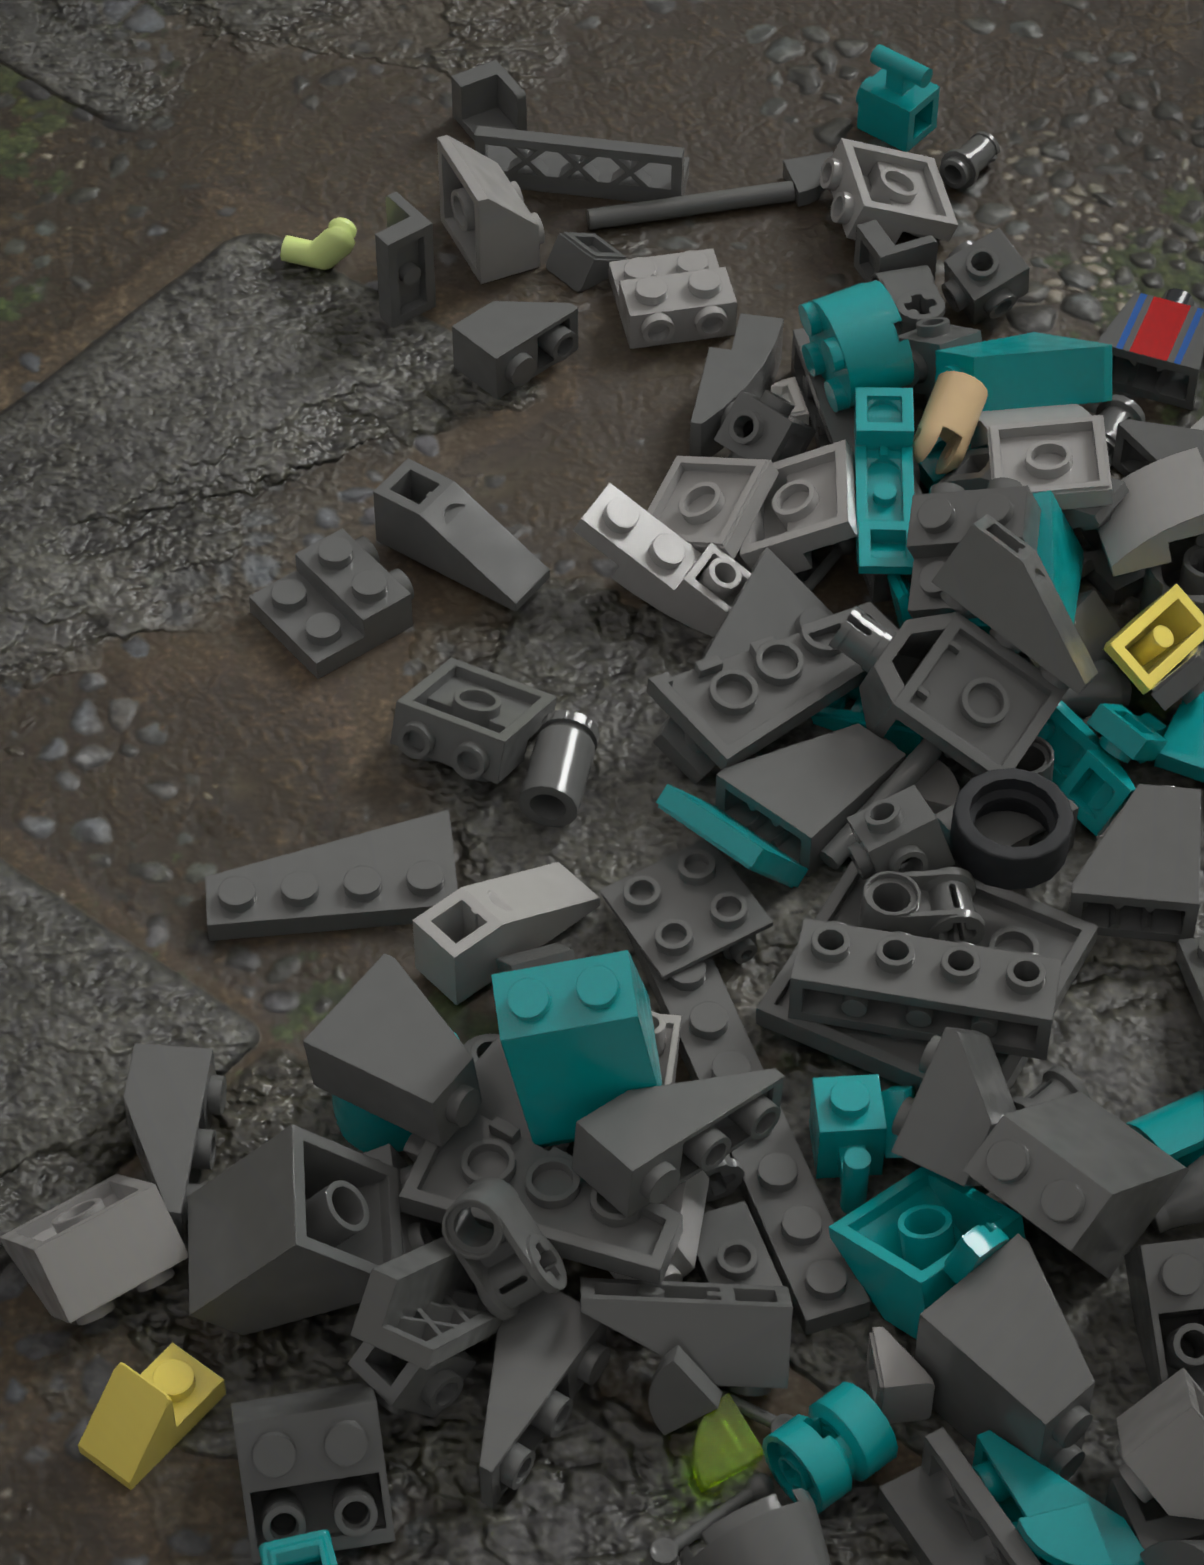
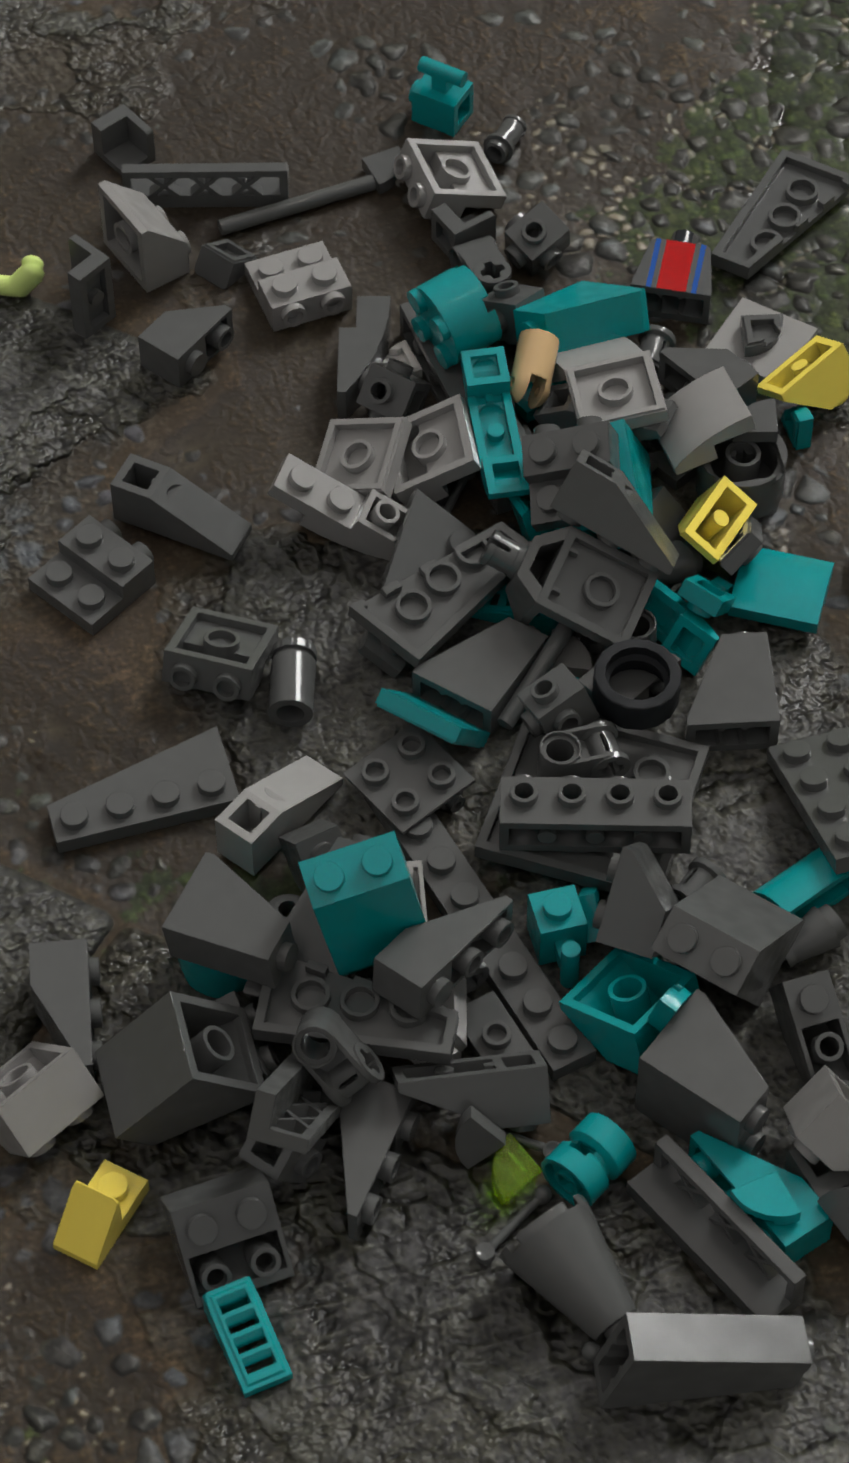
camera: 10 degrees left, 5 degrees up
(897, 1380) = (625, 1103): light grey slope -> none

